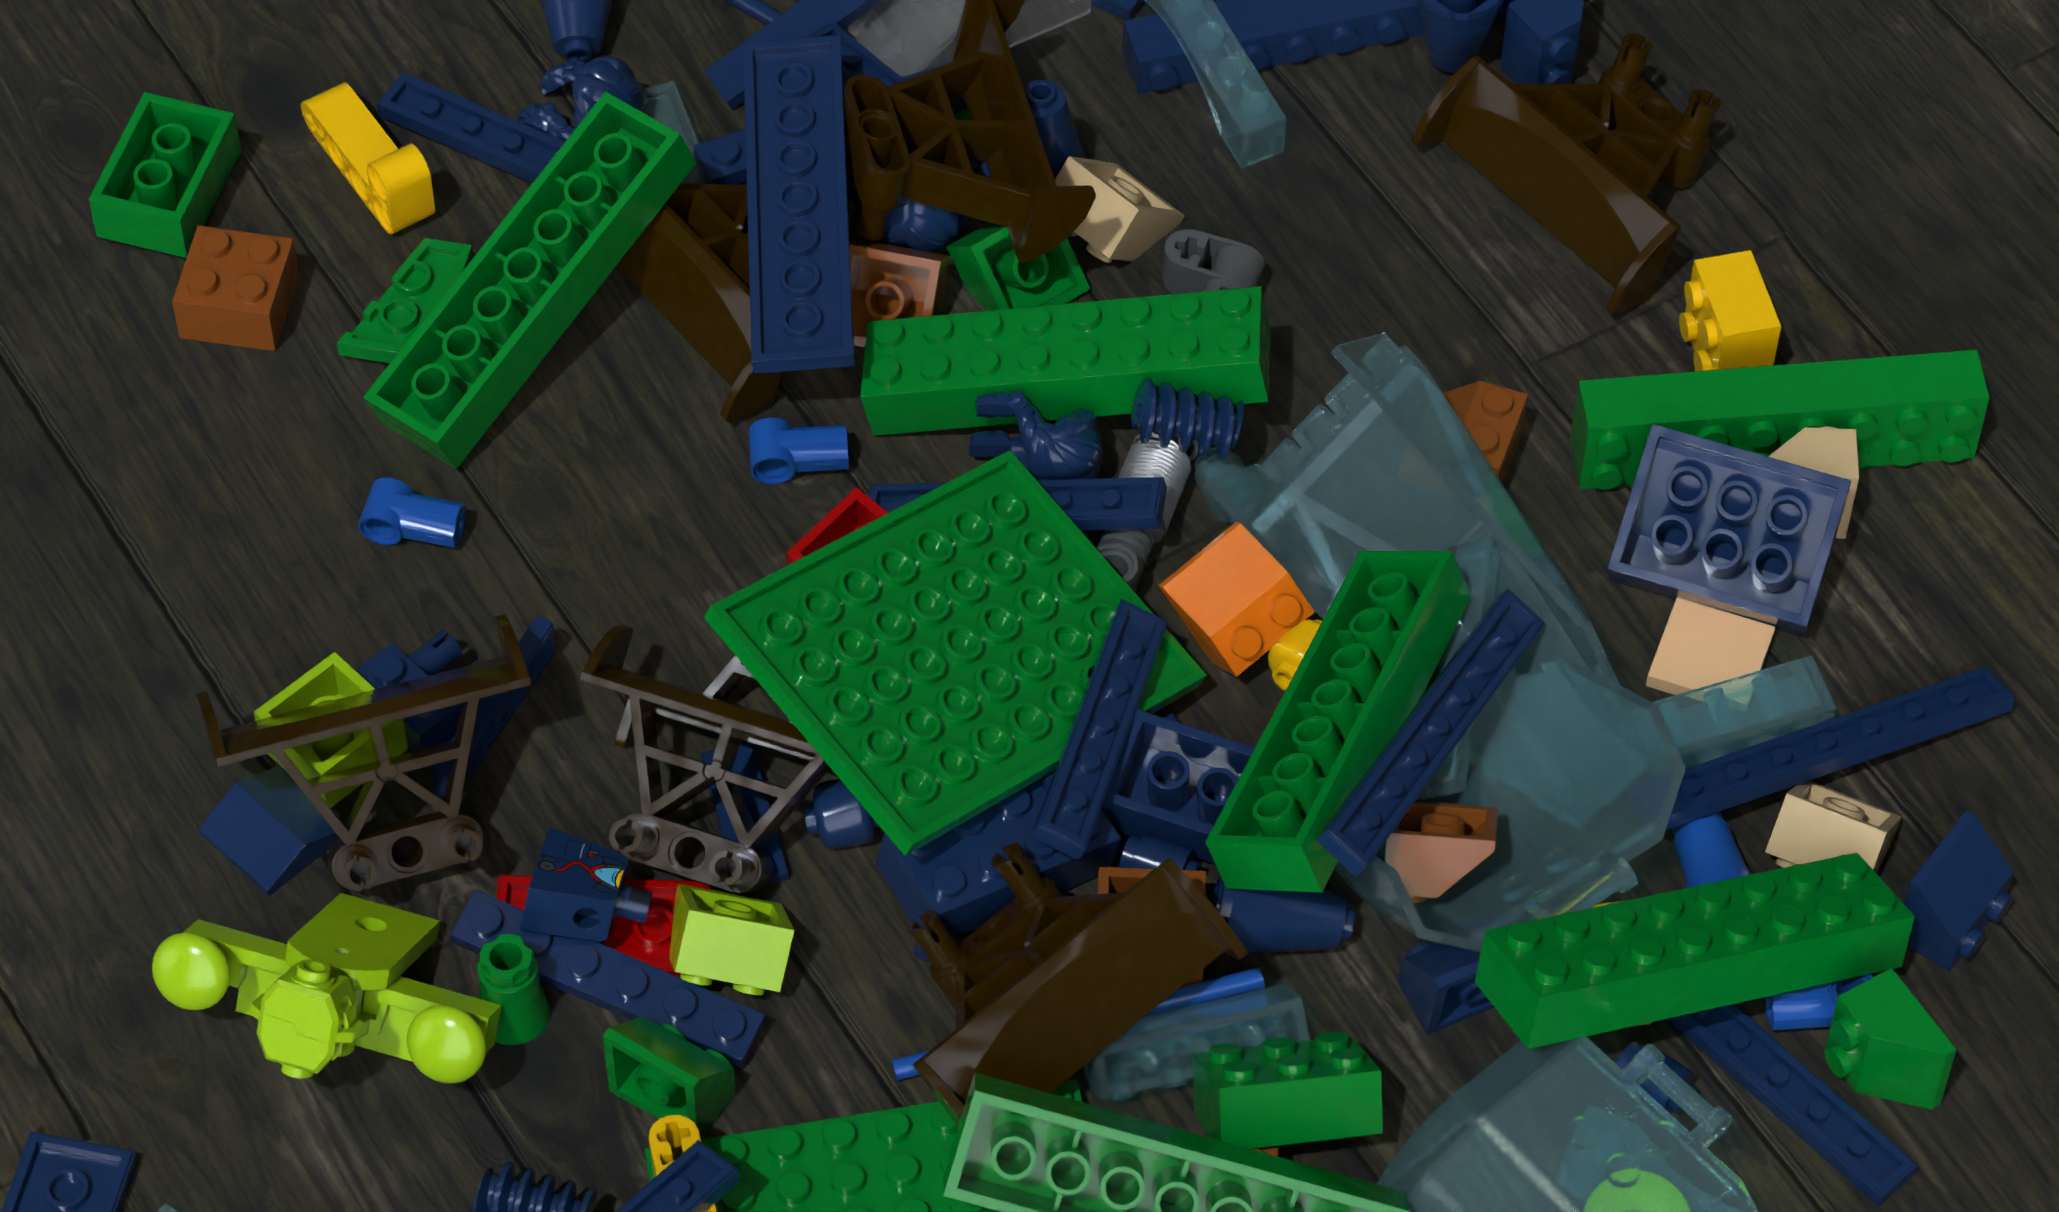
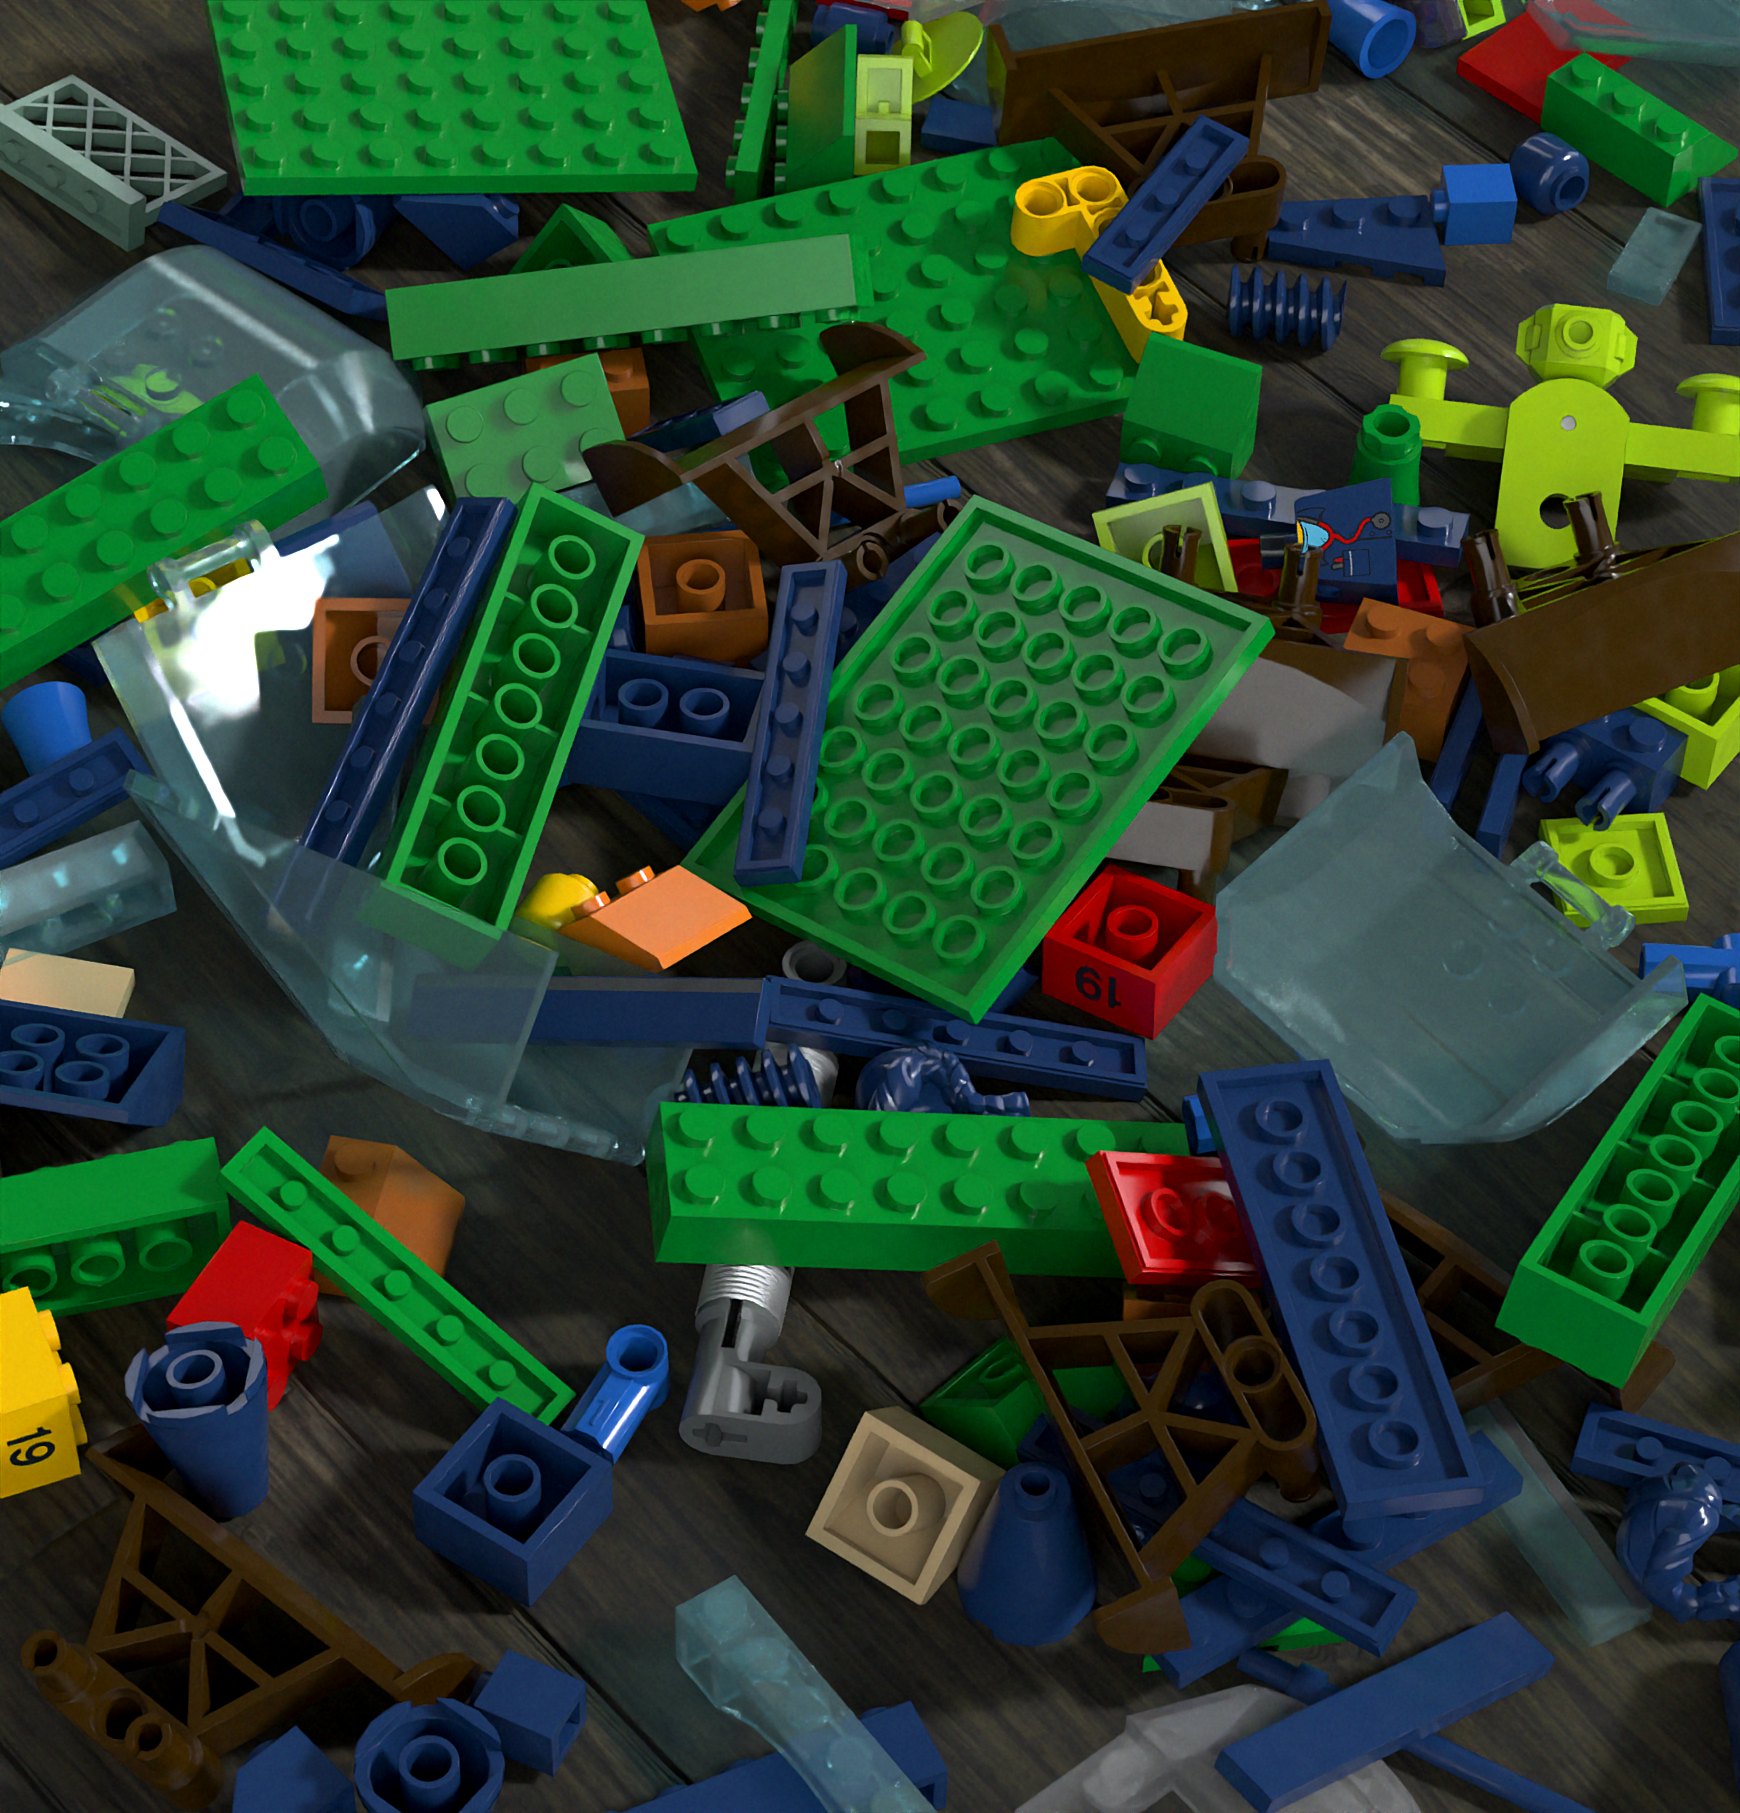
camera: 170 degrees right, 5 degrees down
(458, 607) = (1624, 865): none -> lime tile
(536, 725) = (1459, 750): none -> dark blue tile
(562, 785) = (1436, 667): none -> dark orange brick
(621, 480) = (1432, 966): none -> clear light blue windscreen
(885, 305) = (1172, 1219): none -> red tile
(1130, 1042) = (702, 423): none -> dark blue tile
(1264, 492) = (654, 1012): none -> dark blue tile
(1302, 299) = (619, 1397): none -> blue piece
(1385, 223) = (513, 1501): none -> dark blue brick
(1387, 100) = (532, 1709): none -> dark blue brick
(1461, 346) = (389, 1280): none -> green plate
(1566, 344) = (266, 1291): none -> red brick
(1598, 243) = (208, 1412): none -> dark blue cone

